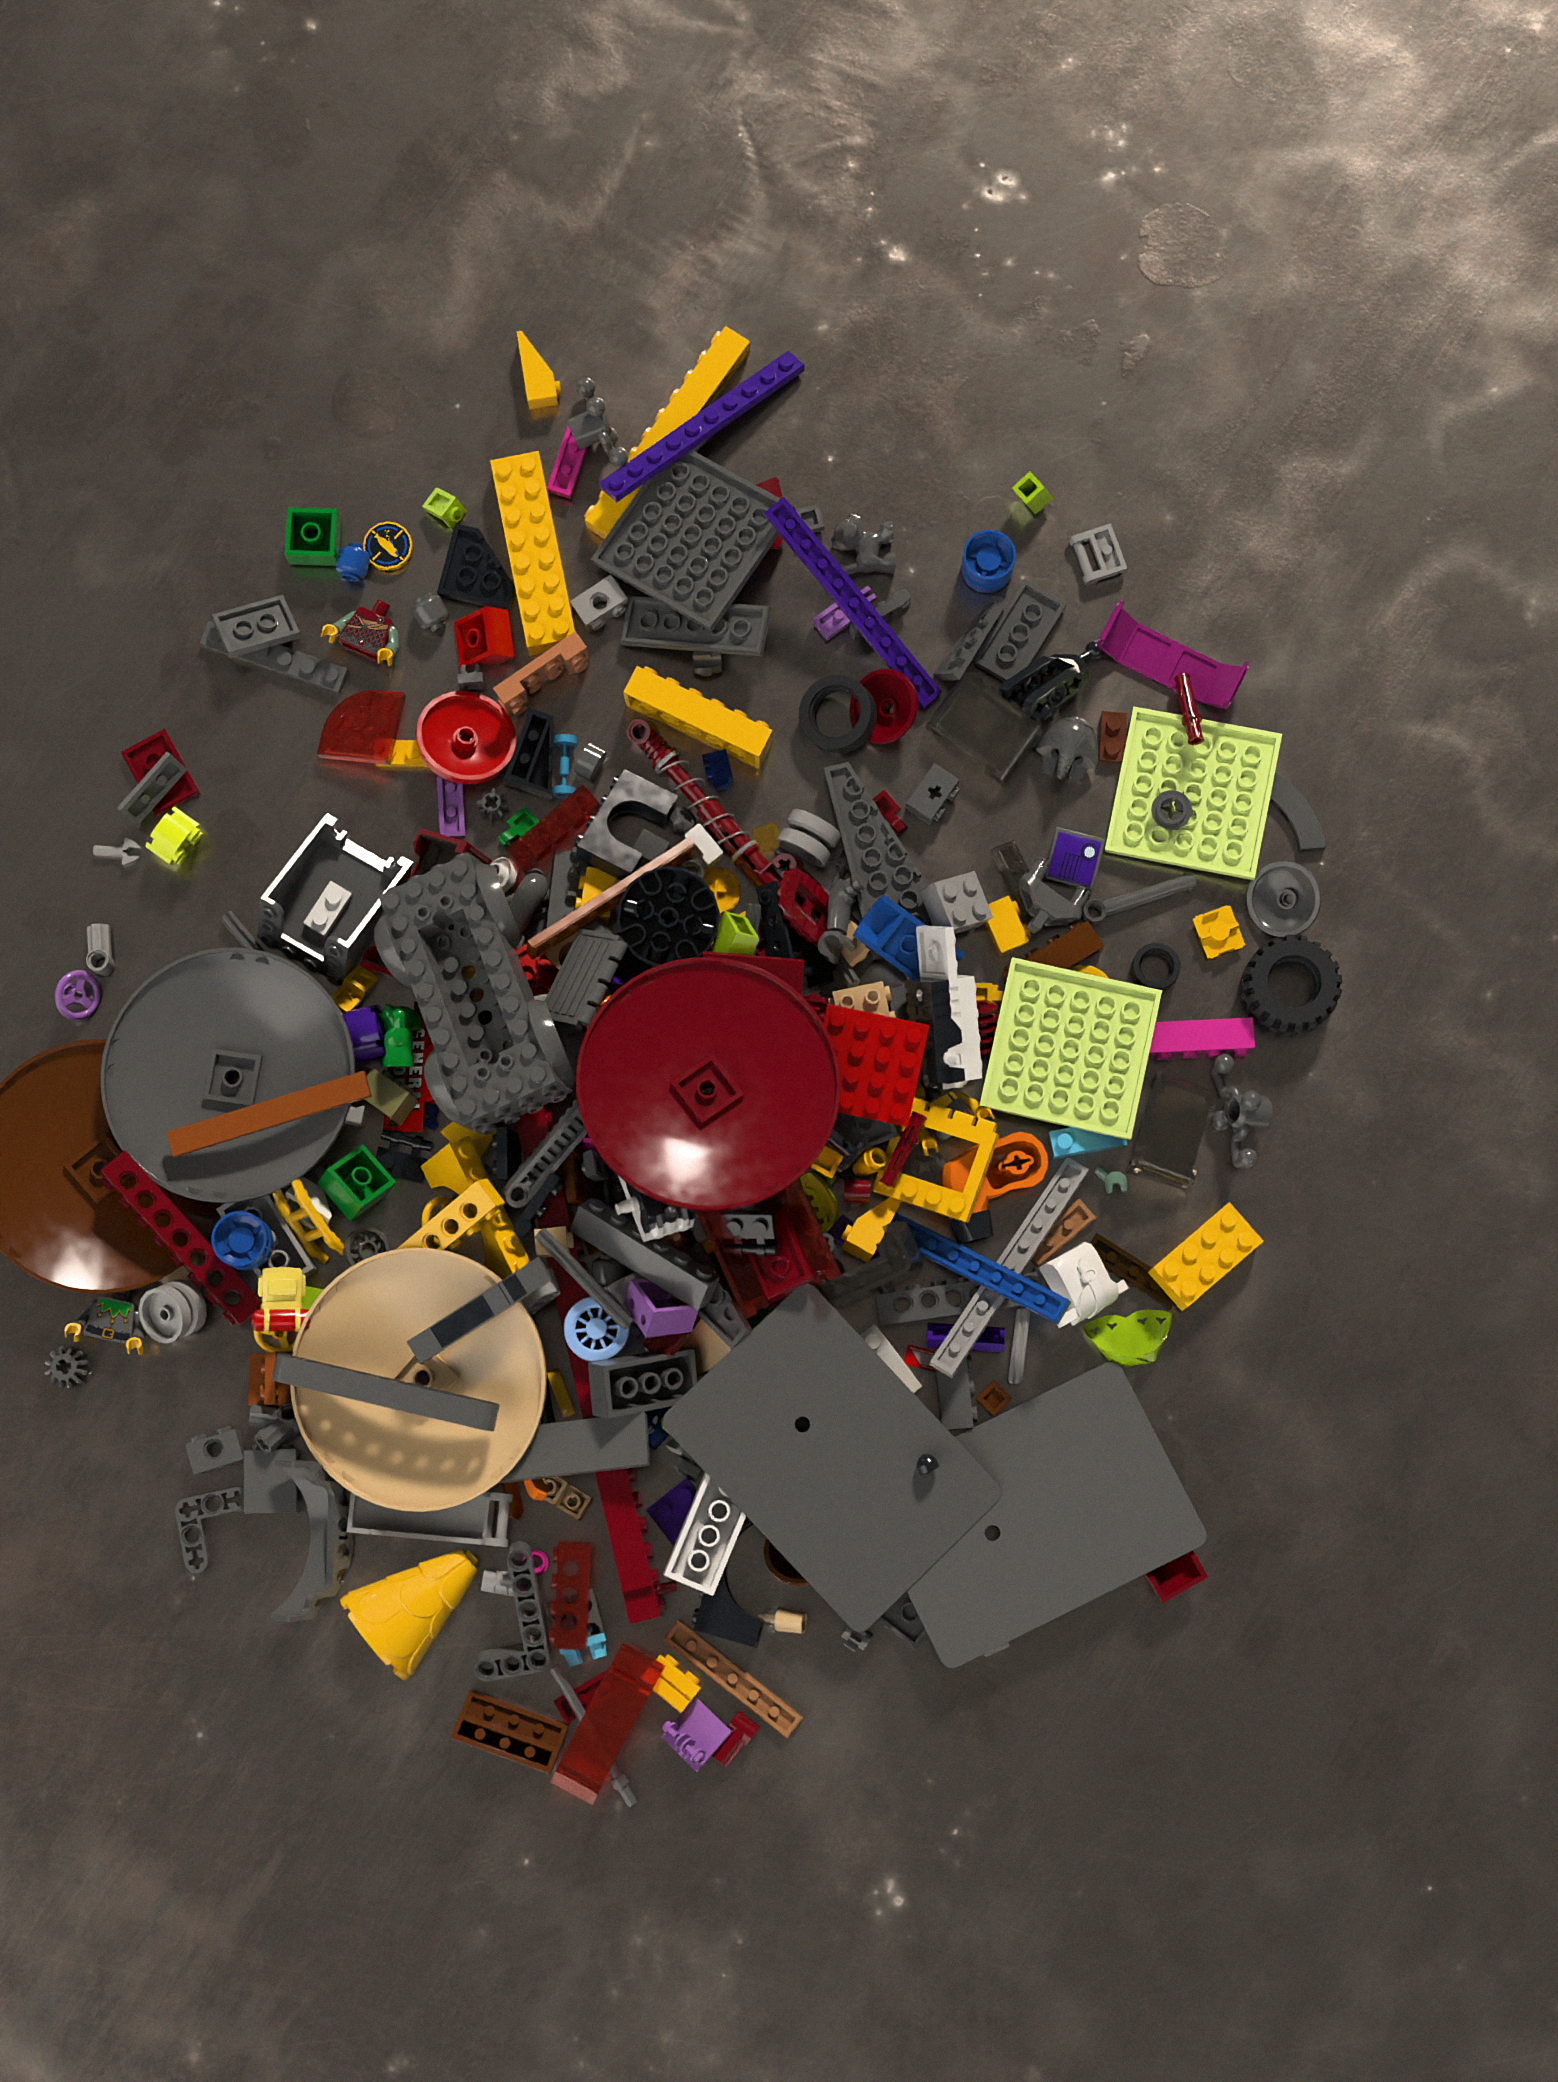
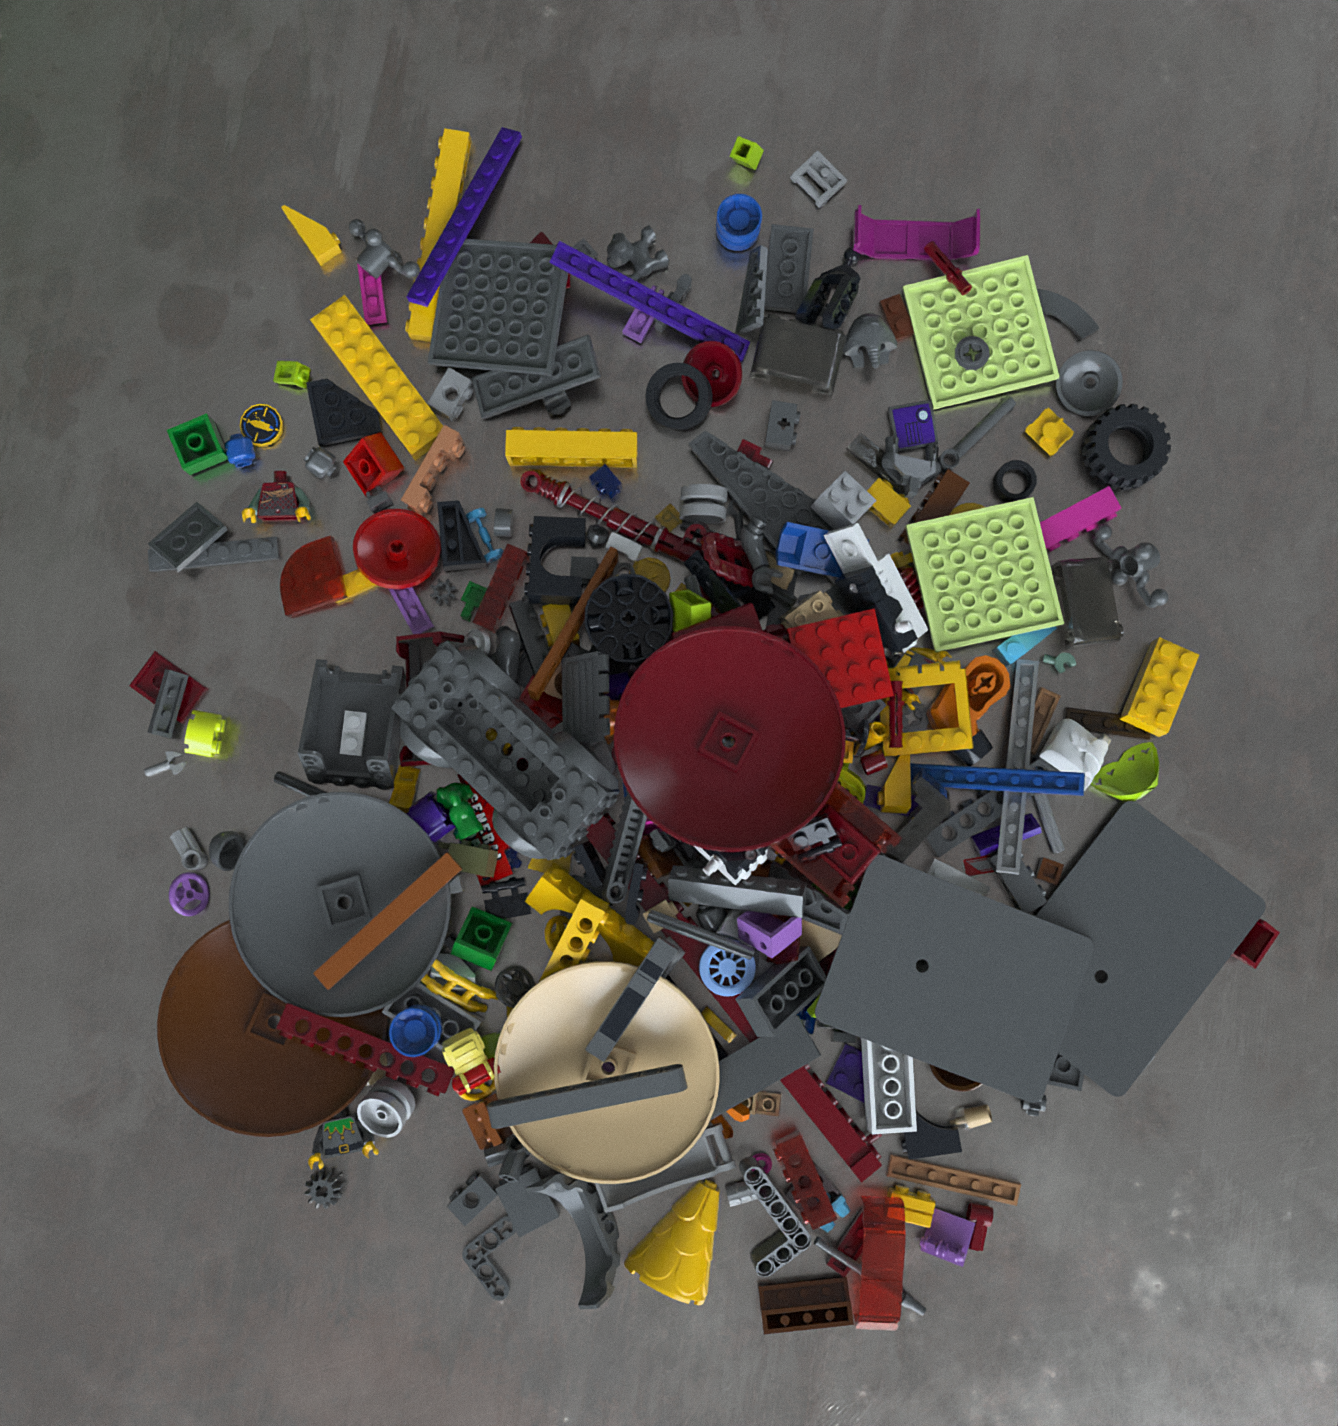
camera: 30 degrees left, 5 degrees up
(137, 966) = (226, 850): none -> dark grey hat
(926, 1464) = (1030, 950): black hinge -> none

